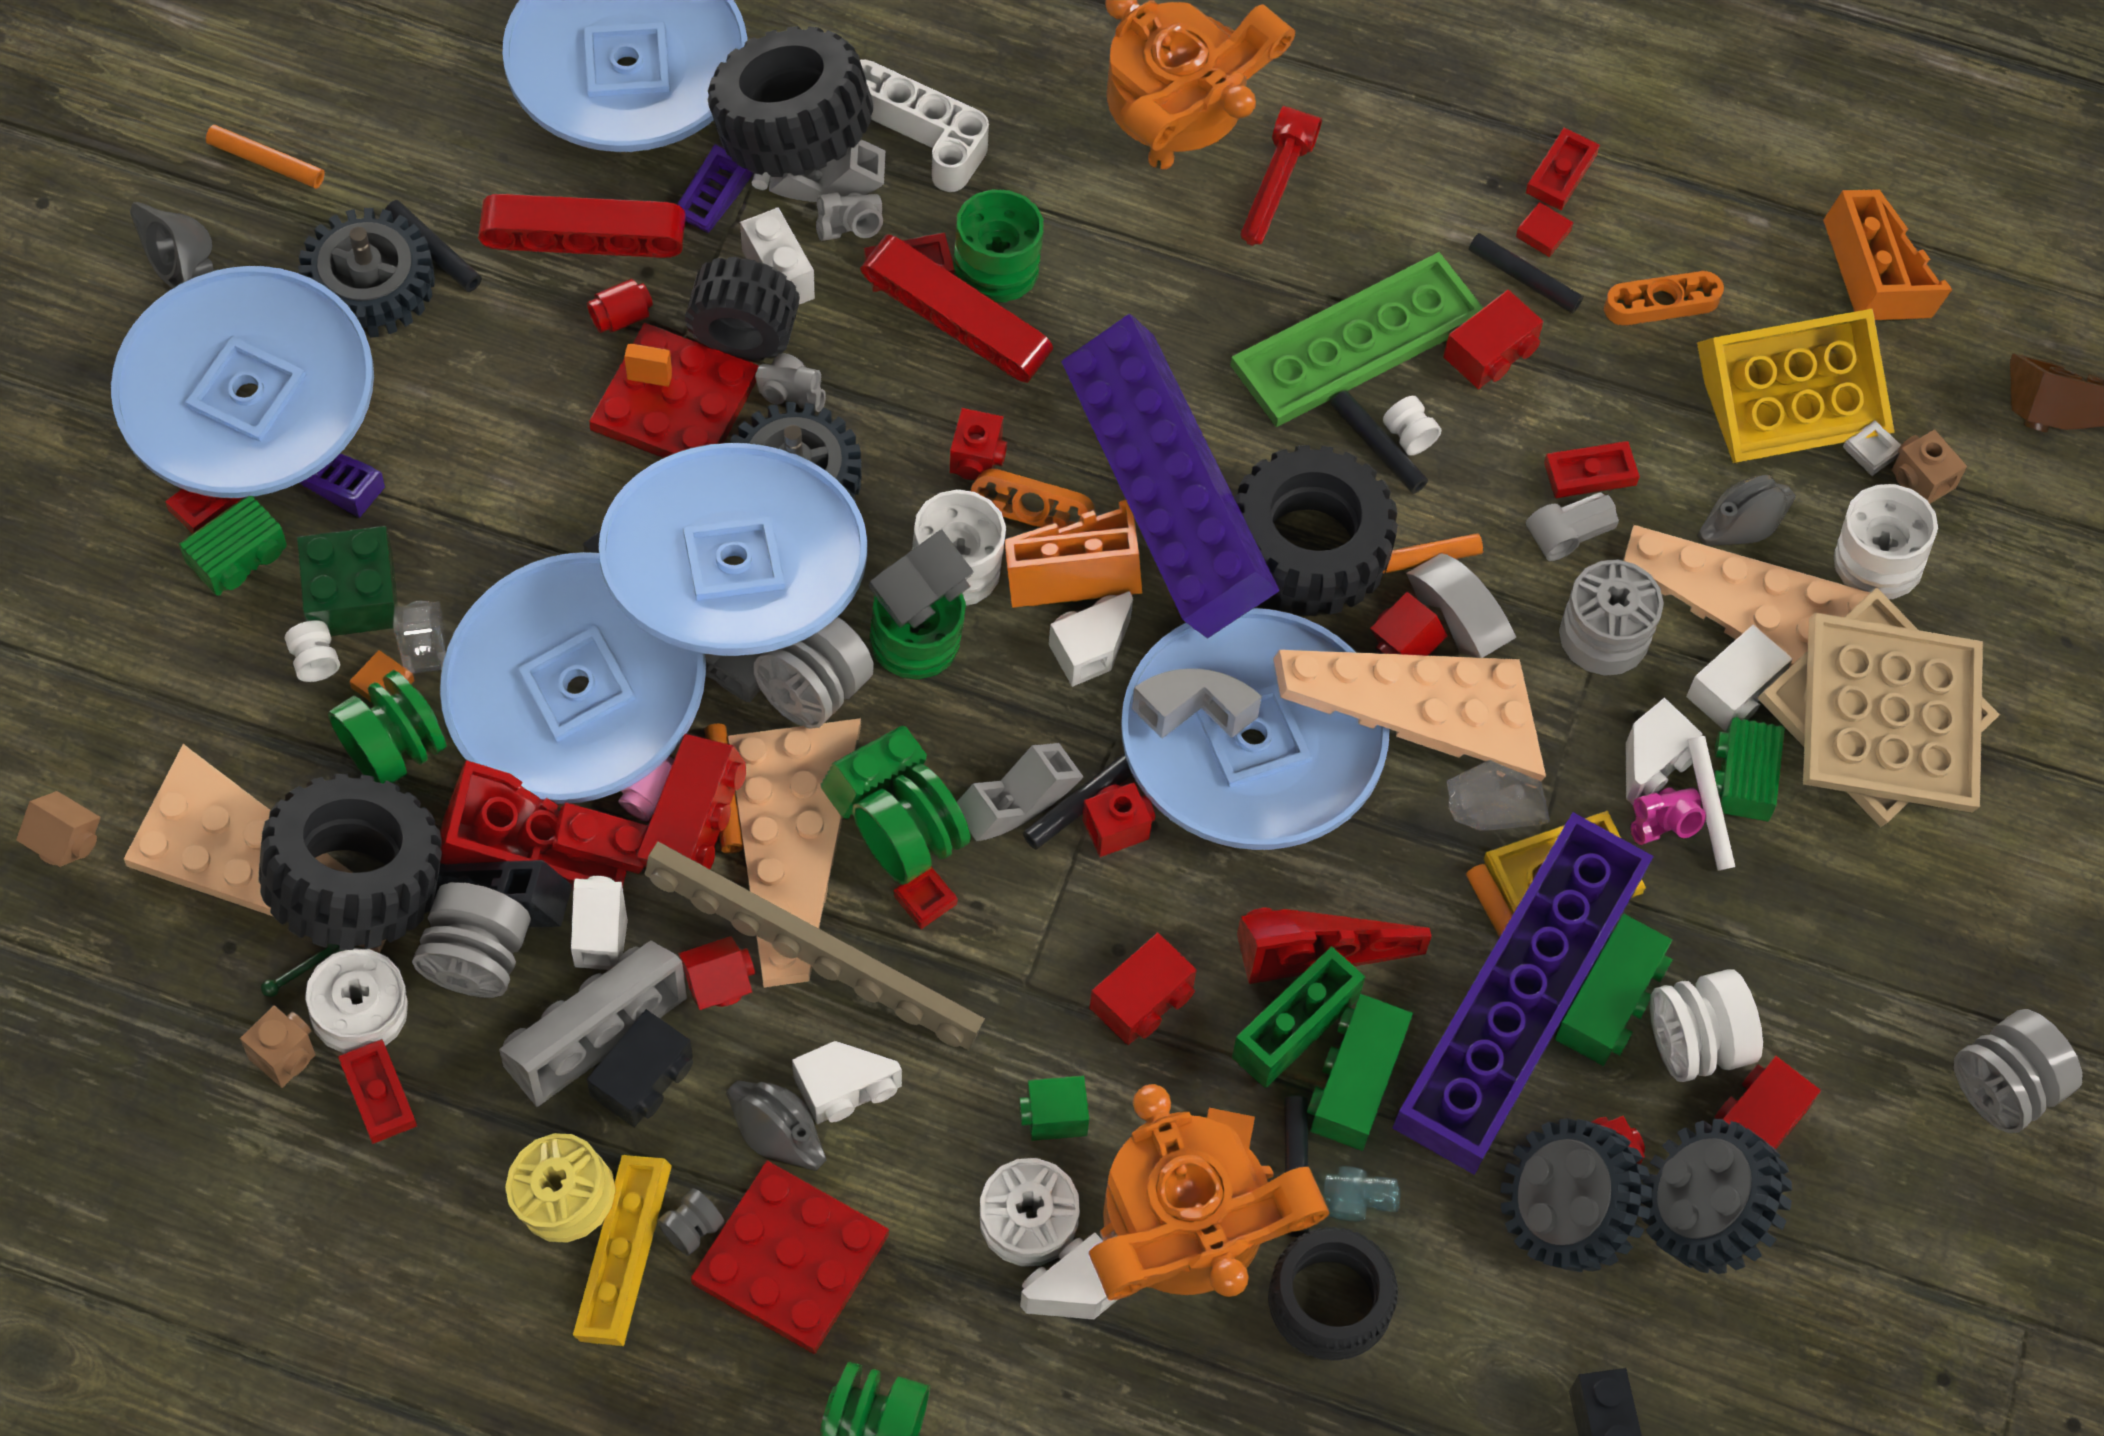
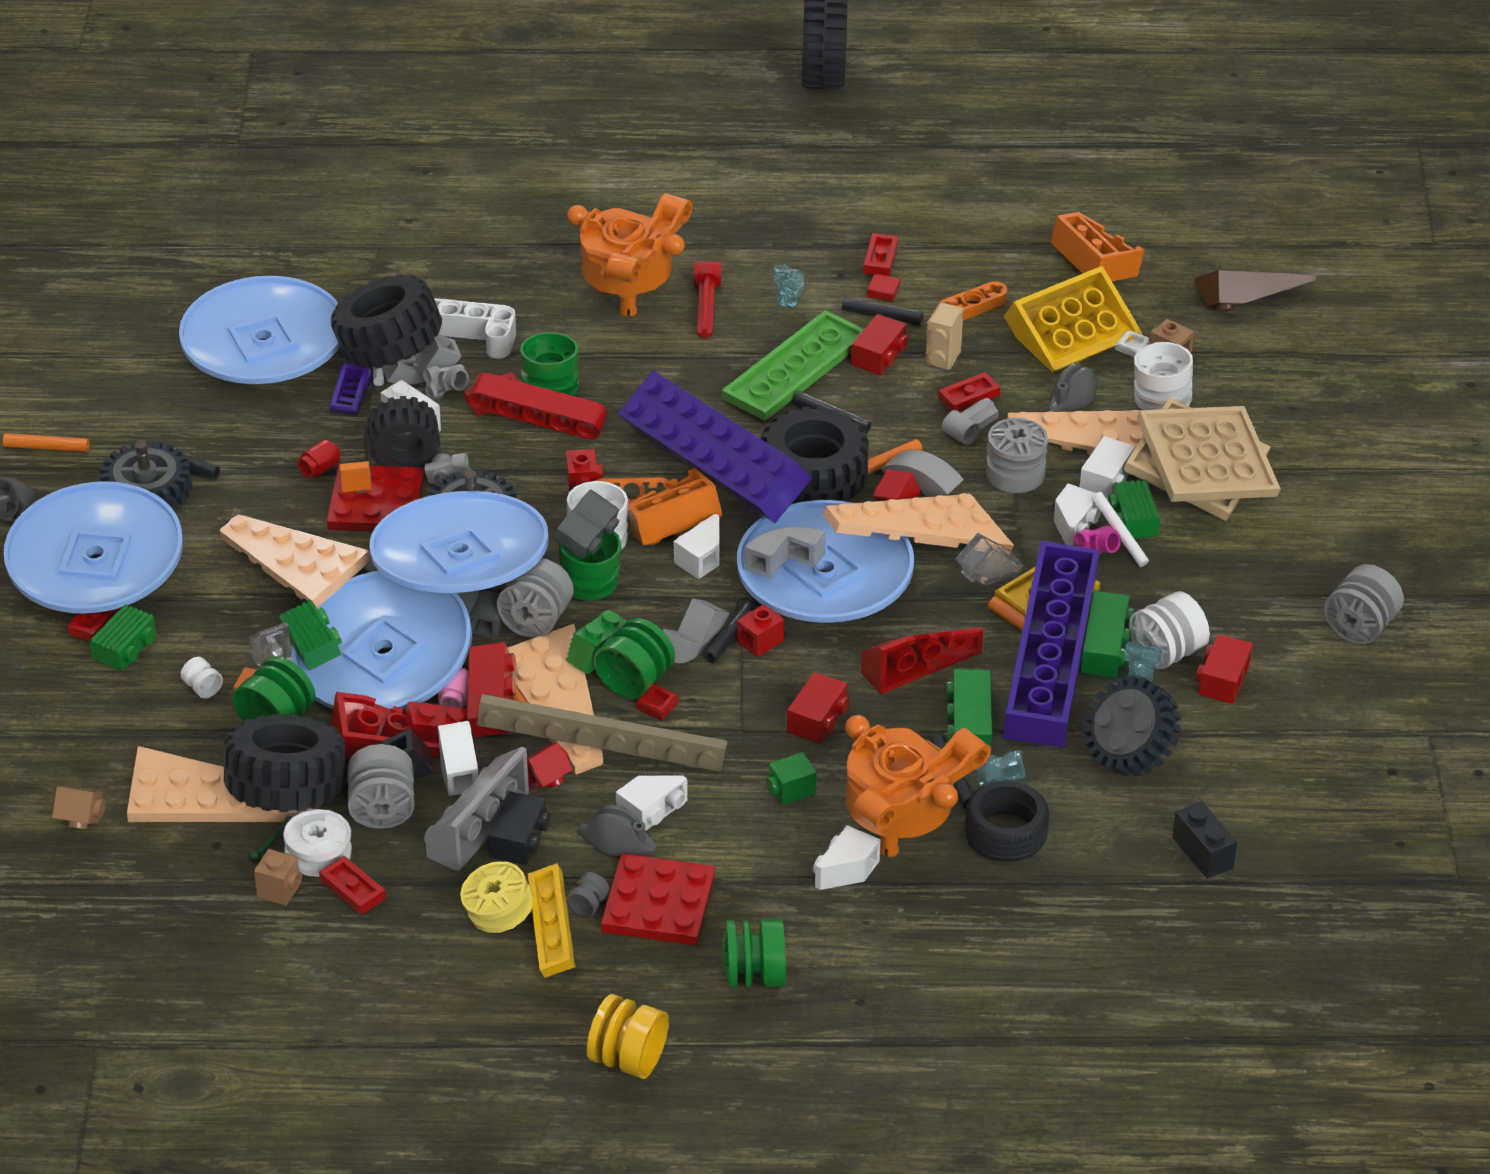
camera: 15 degrees left, 20 degrees down
(348, 580) = (210, 632): dark green brick -> none
(354, 501) = (182, 591): dark purple slope -> none
(475, 639) = (311, 635): none -> green brick
(518, 492) = (296, 559): none -> light nougat wing
(582, 225) = (274, 426): red beam -> none
(1035, 1185) = (799, 833): white wheel -> none
(1298, 1017) = (921, 690): green brick -> none
(1401, 193) = (789, 285): none -> clear light blue plate
(1411, 424) = (847, 396): white wheel -> none
(1590, 361) = (944, 336): none -> tan brick
(1640, 1074) = (1142, 659): none -> clear light blue plate
(1716, 1196) = (1217, 704): wheel -> none

